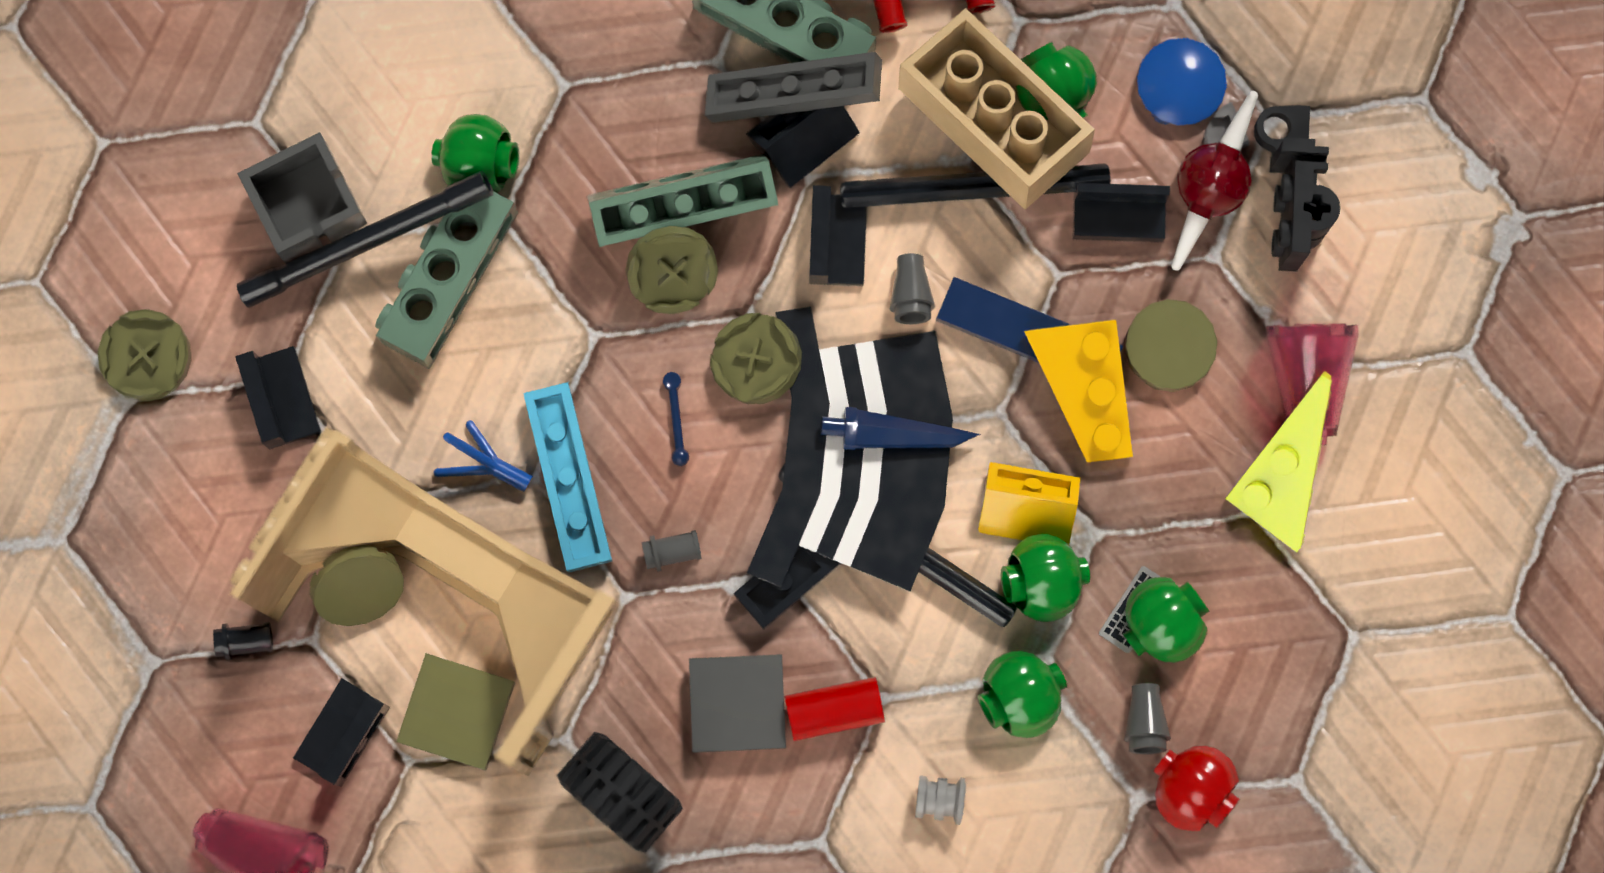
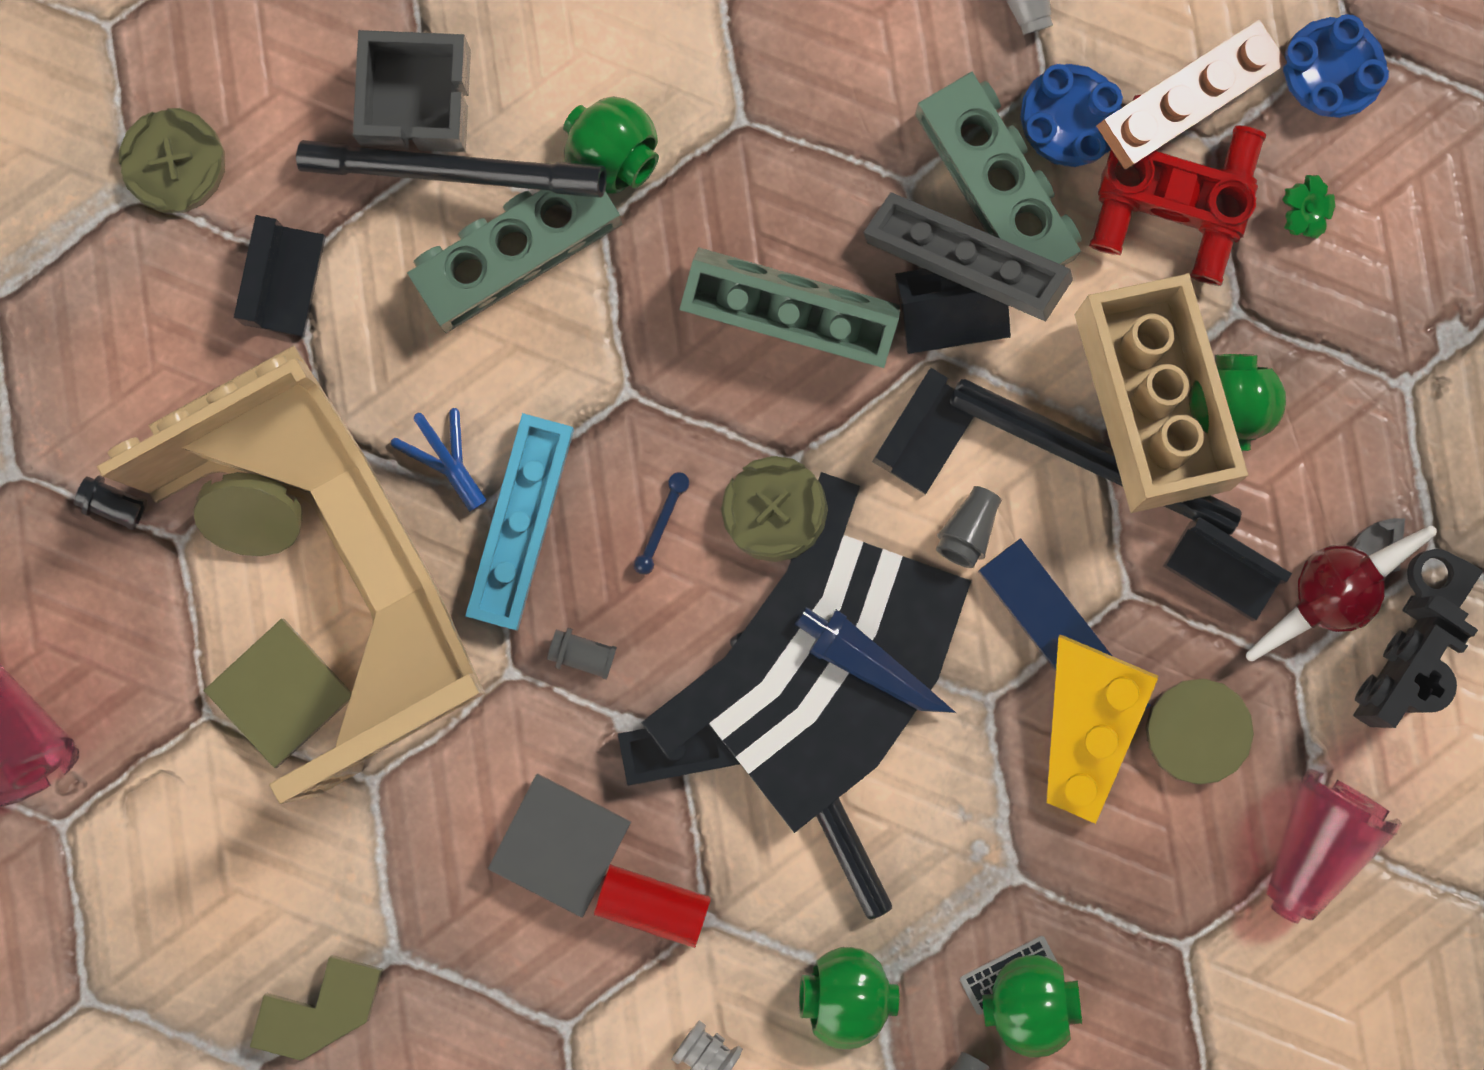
camera: 30 degrees right, 5 degrees up
(341, 732) = (155, 649): black panel -> none
(619, 792) = (389, 872): black tyre -> none
(671, 269) = (740, 372): olive tile -> none
(1028, 503) = (964, 811): yellow panel -> none
(1044, 577) = (936, 894): green plant -> none
(1181, 82) = (1366, 469): blue dish -> none
(1281, 479) = (1234, 930): neon yellow wing -> none

